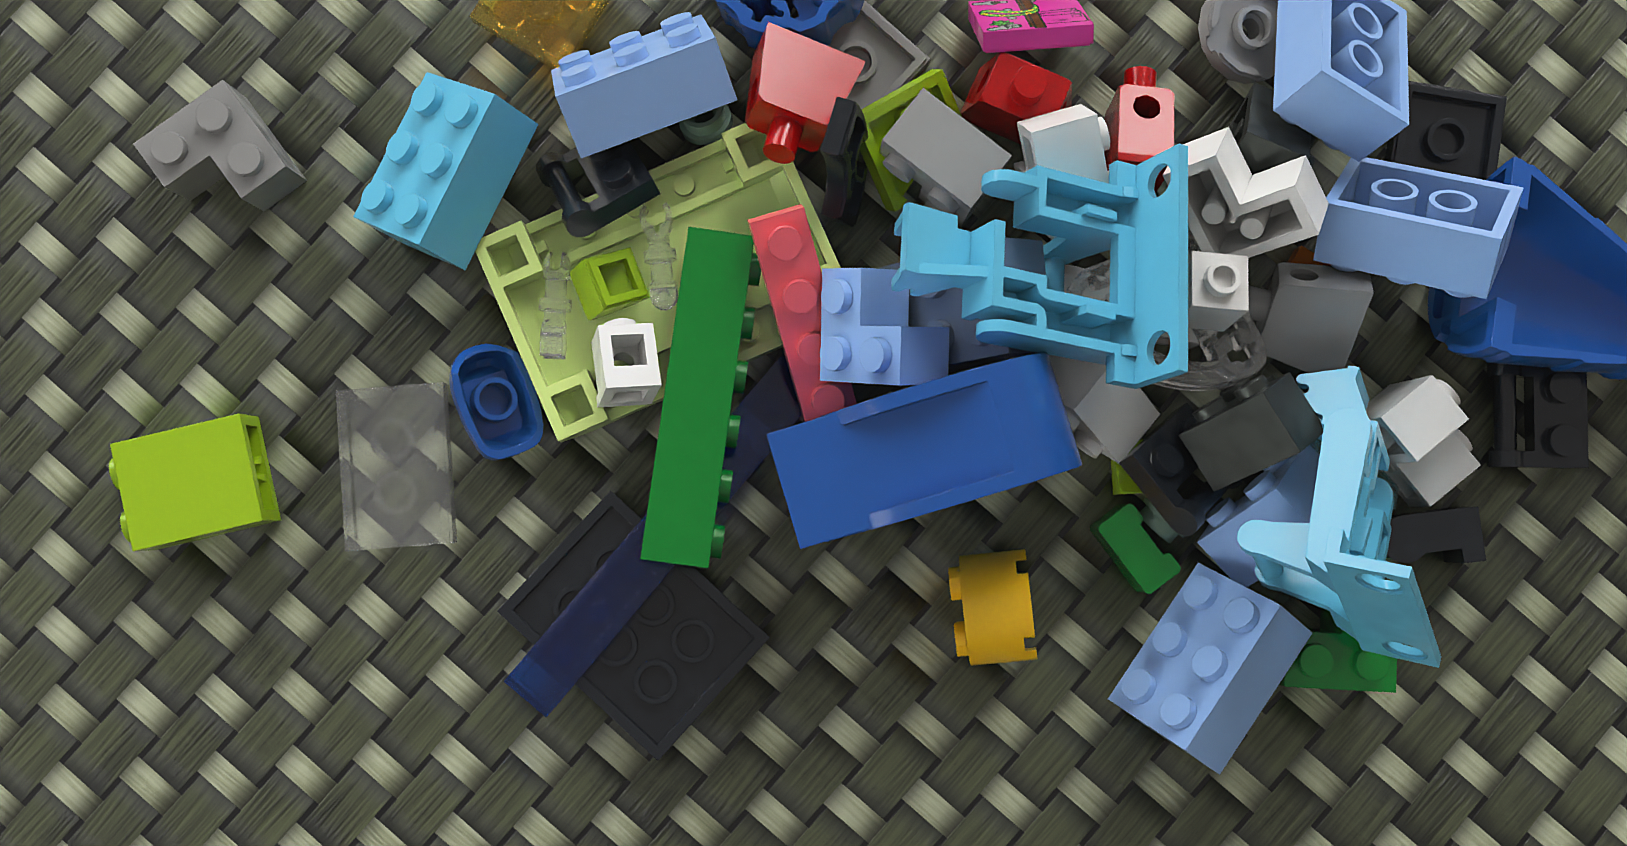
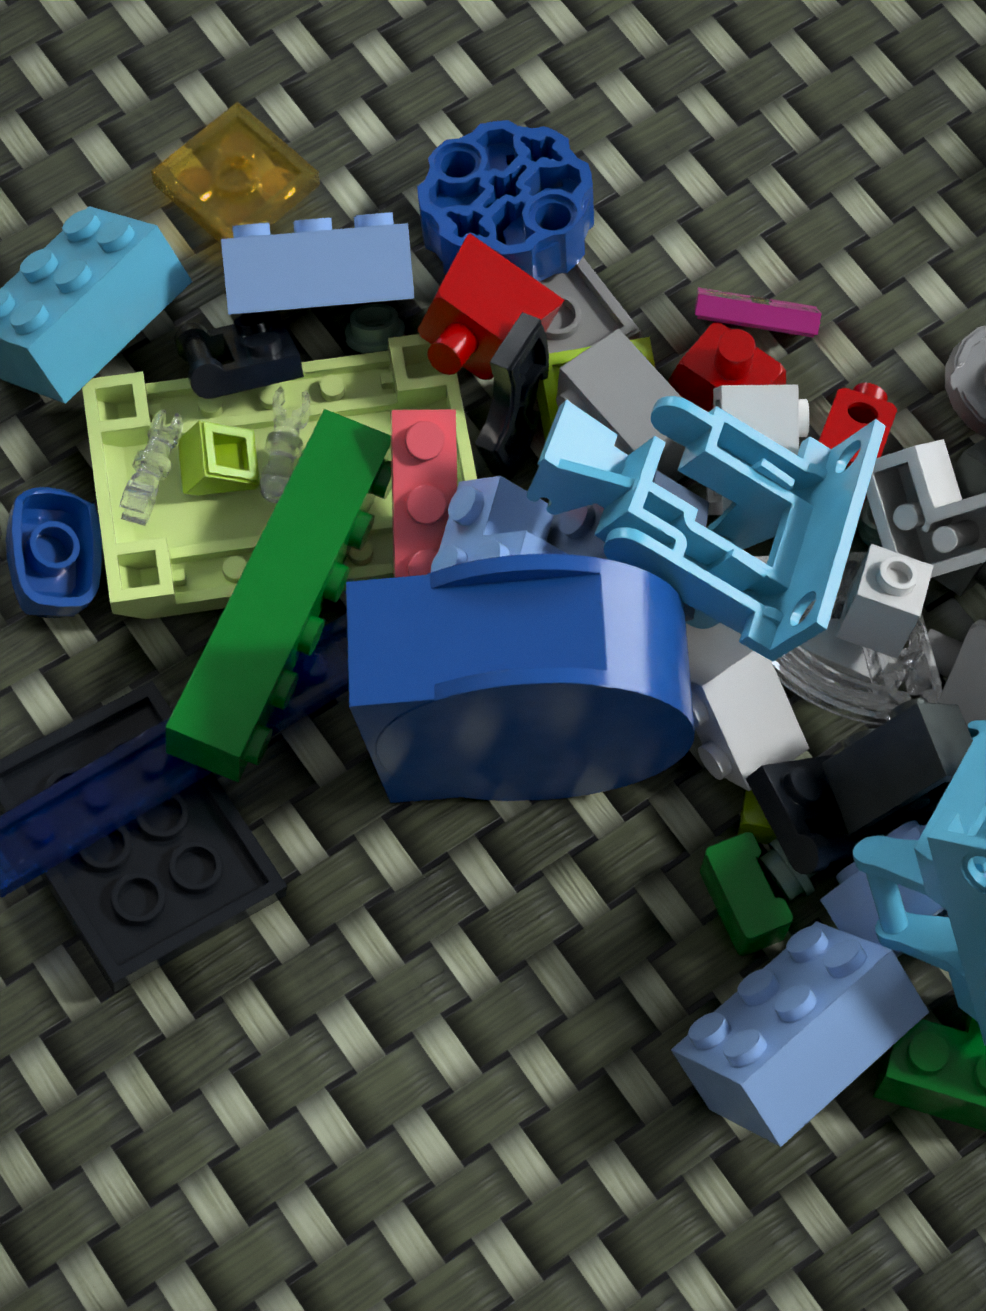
camera: 15 degrees right, 20 degrees down
(636, 346) = (211, 538): white brick -> none
(994, 608) = (560, 907): yellow brick -> none

